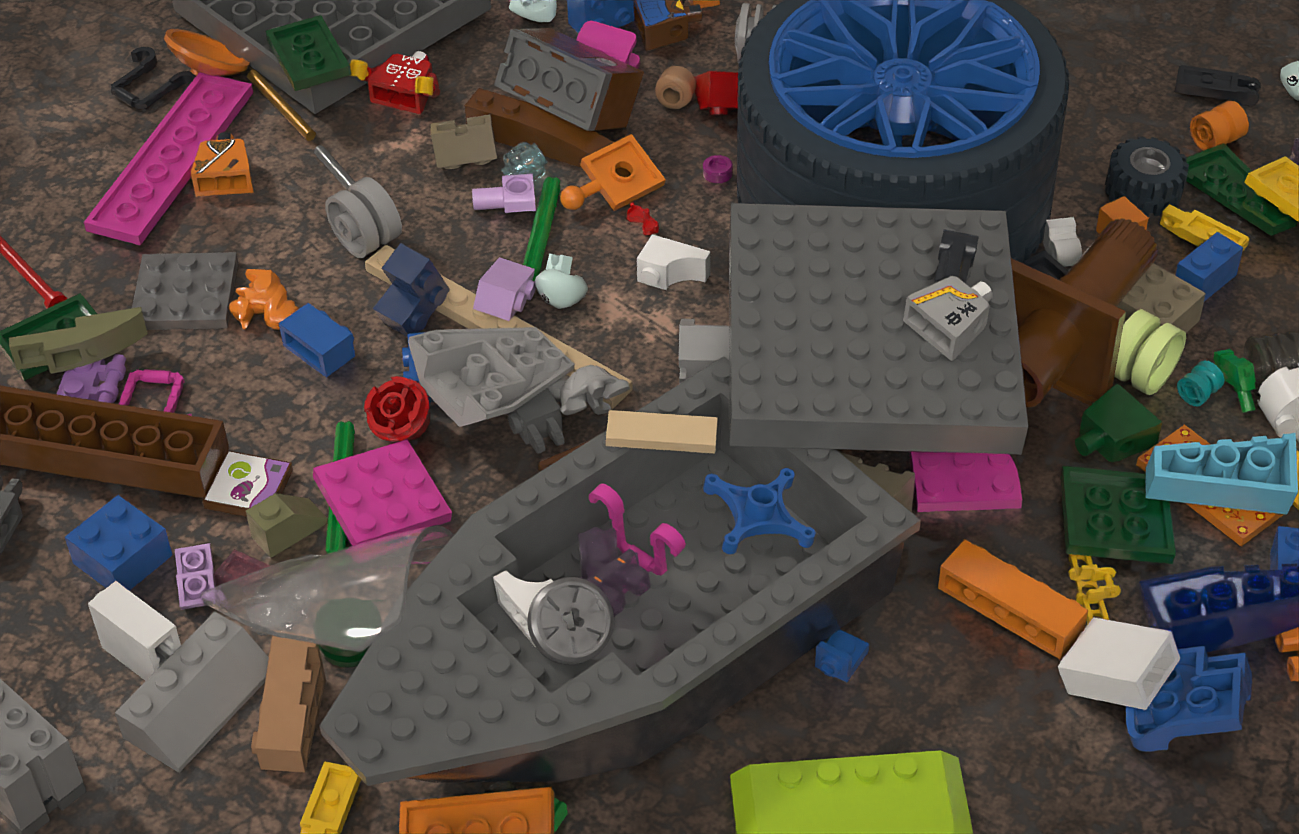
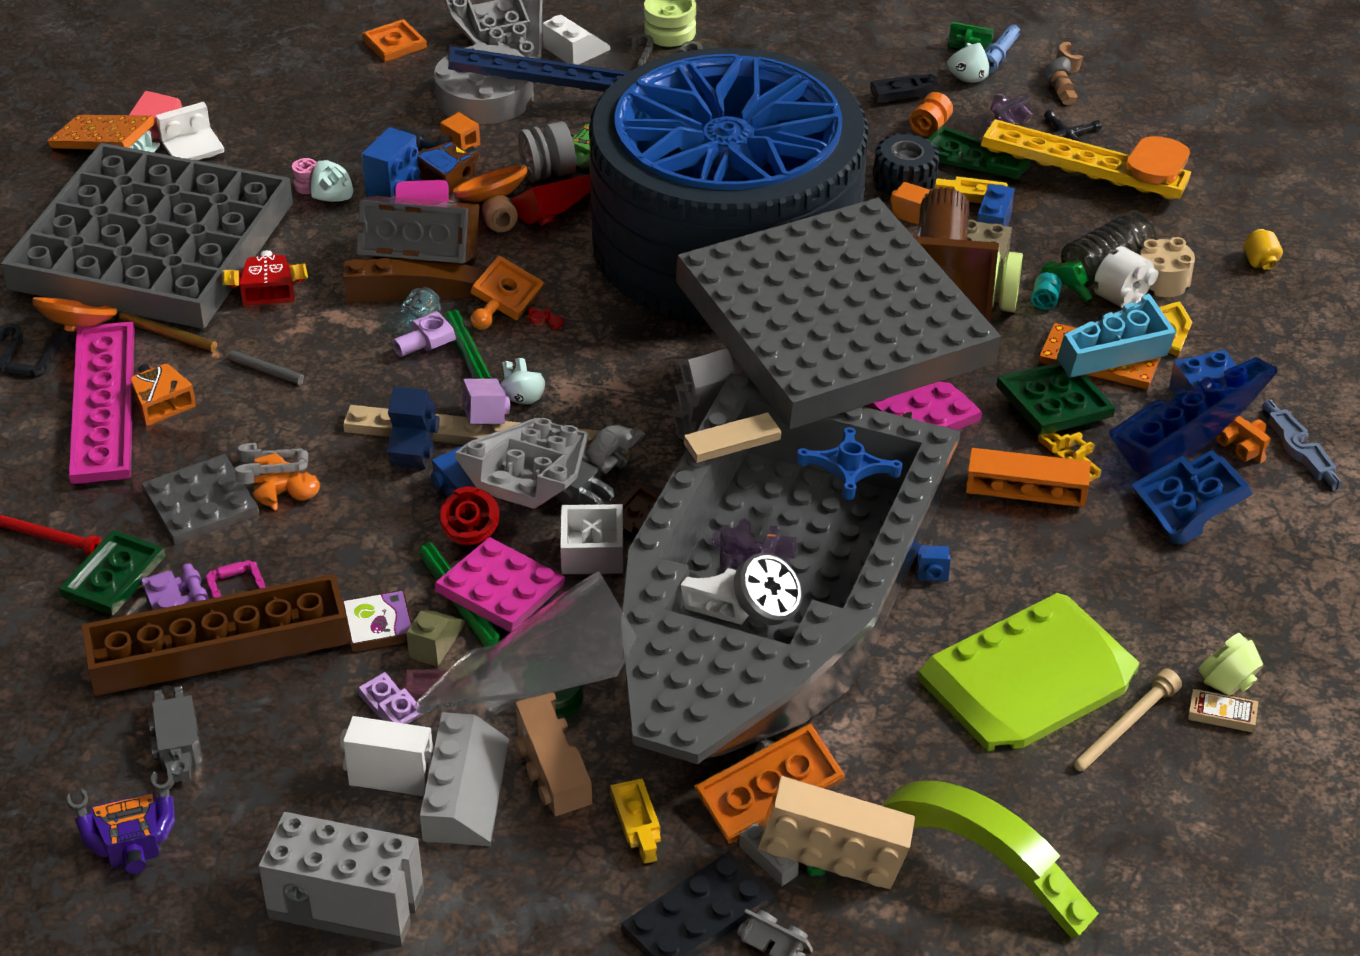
camera: 30 degrees left, 5 degrees down
(78, 346) = (157, 563): olive slope -> none
(118, 544) = (310, 702): blue brick -> none
(261, 260) = (248, 452): none -> light grey piece
(308, 53) = (181, 276): dark green plate -> none
(317, 339) = (351, 493): blue brick -> none
(363, 217) = (324, 387): light grey wheel -> none
(464, 143) = (361, 307): dark tan brick -> none
(492, 472) = (592, 539): none -> white brick
(661, 534) = (792, 501): dark pink piece -> none
(669, 262) = (598, 338): white arch -> none
(687, 53) = (490, 184): none -> orange dish
(717, 169) = (576, 263): magenta tile -> none
(949, 314) = (899, 276): light grey torso -> none
(956, 255) = (876, 235): black piece -> none
(1117, 426) = (1019, 338): dark green torso -> none
(1119, 663) = (1133, 489): white brick -> none

